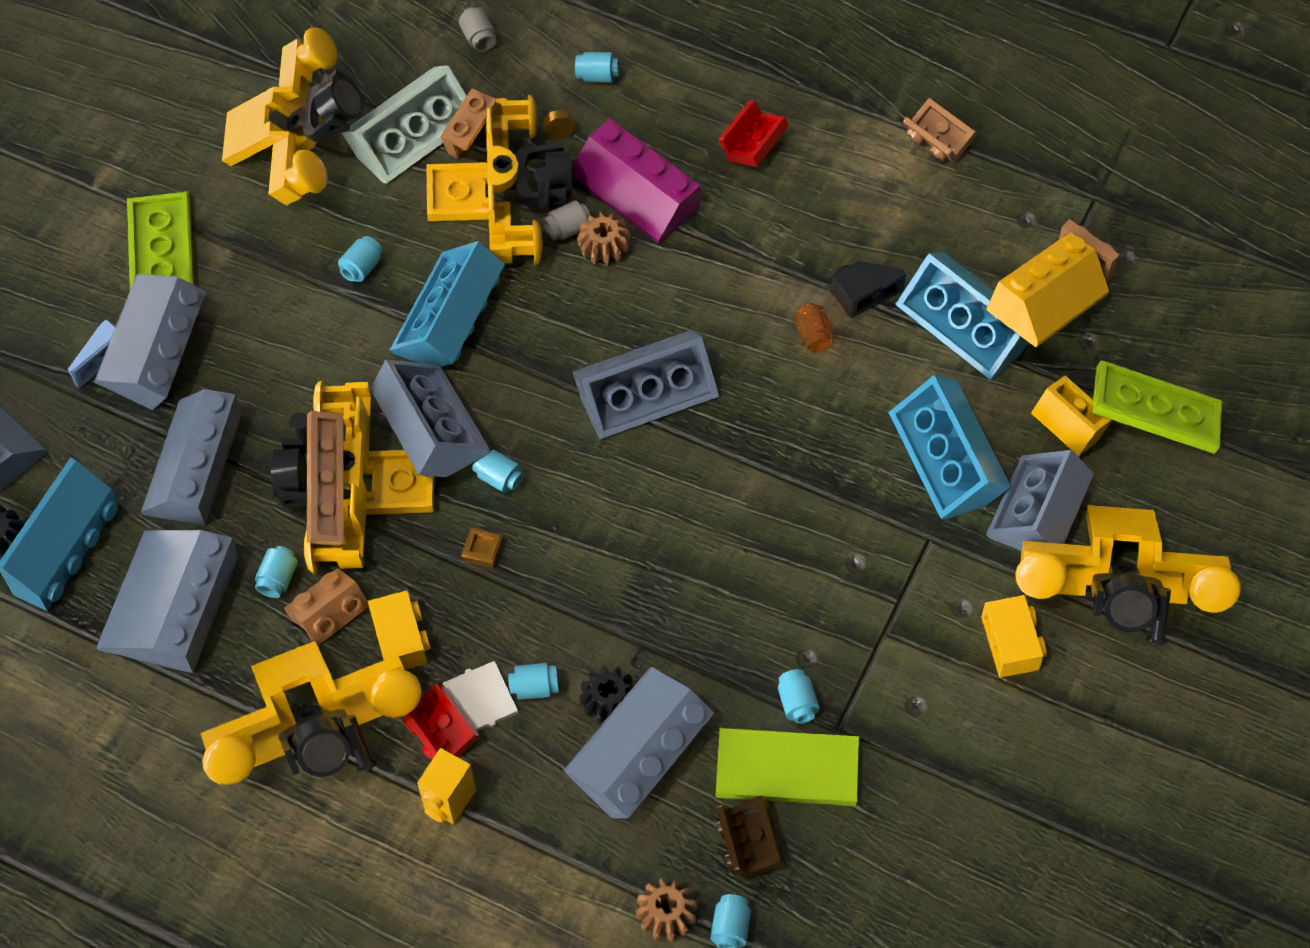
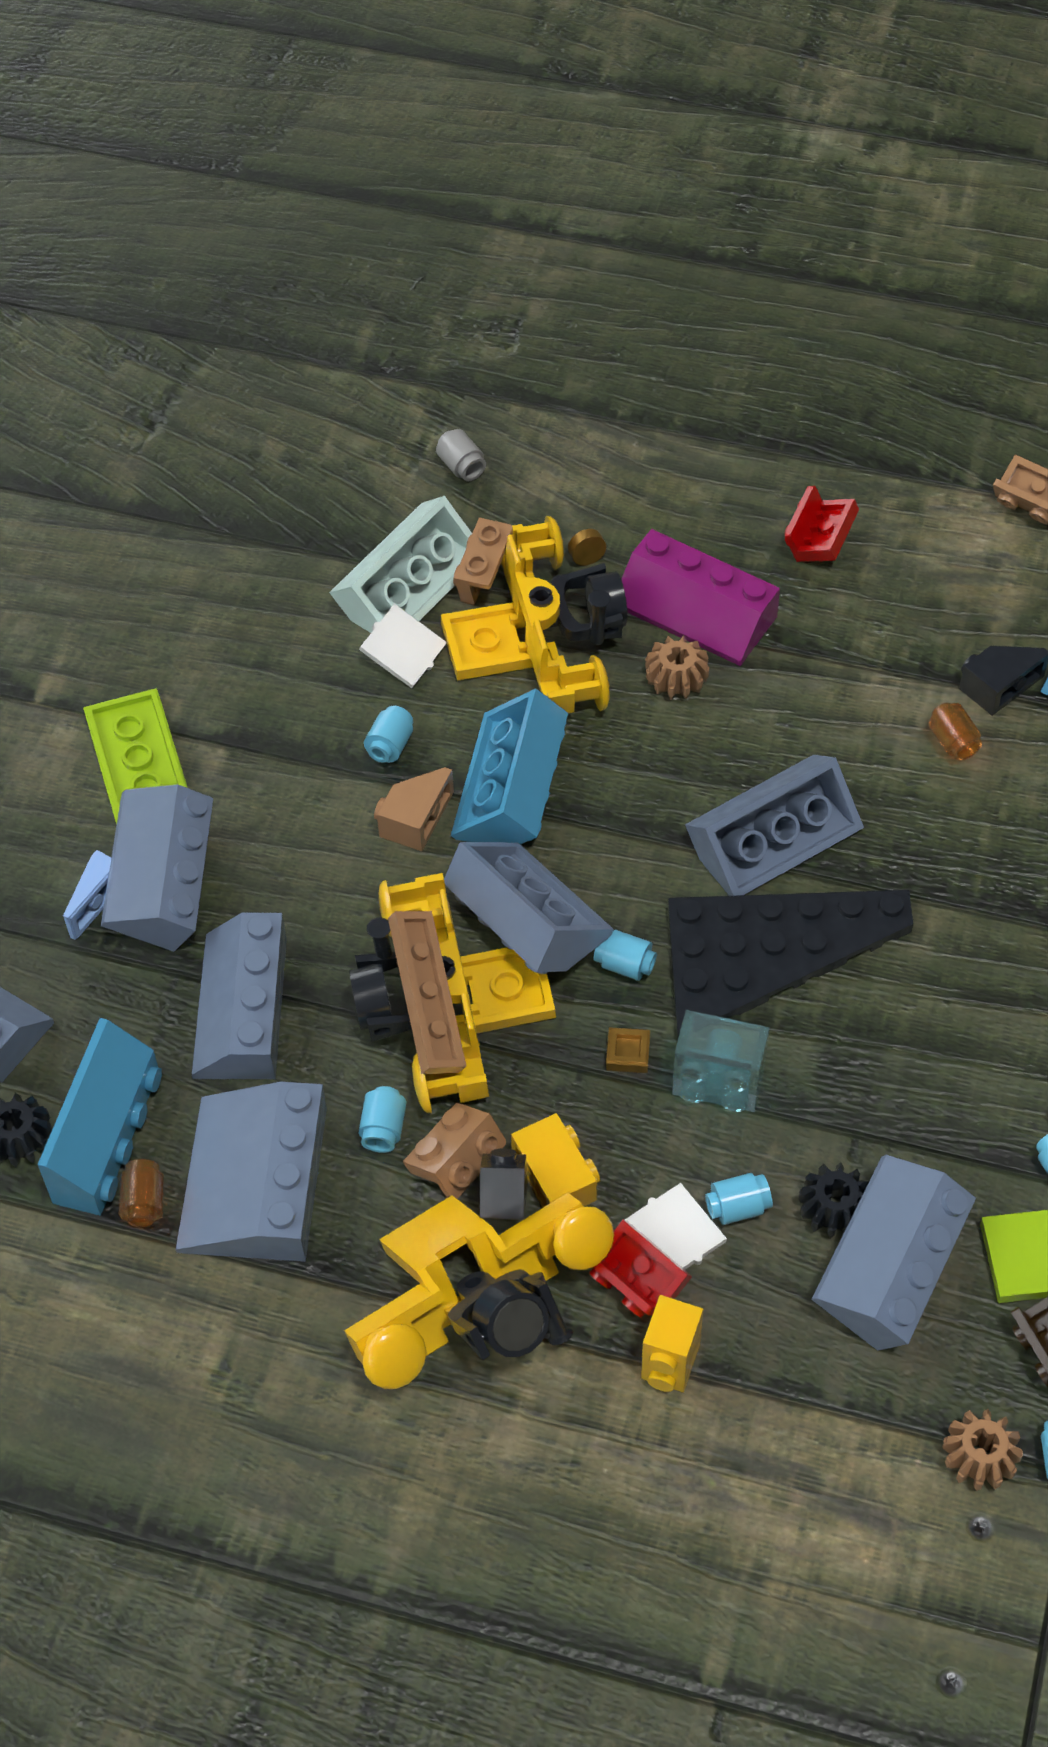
camera: 10 degrees left, 5 degrees down
(78, 599) = (141, 1193): none -> clear orange brick
(311, 115) = (218, 605): yellow piece -> none
(349, 641) = (503, 1184): none -> black slope
(365, 323) = (414, 808): none -> medium nougat slope
(389, 186) = (402, 646): none -> white piece
(545, 570) = (720, 1061): none -> clear light blue brick
(565, 220) = (626, 653): light grey brick -> none
(596, 66) = (614, 477): medium azure brick -> none
(605, 479) = (749, 947): none -> black wing

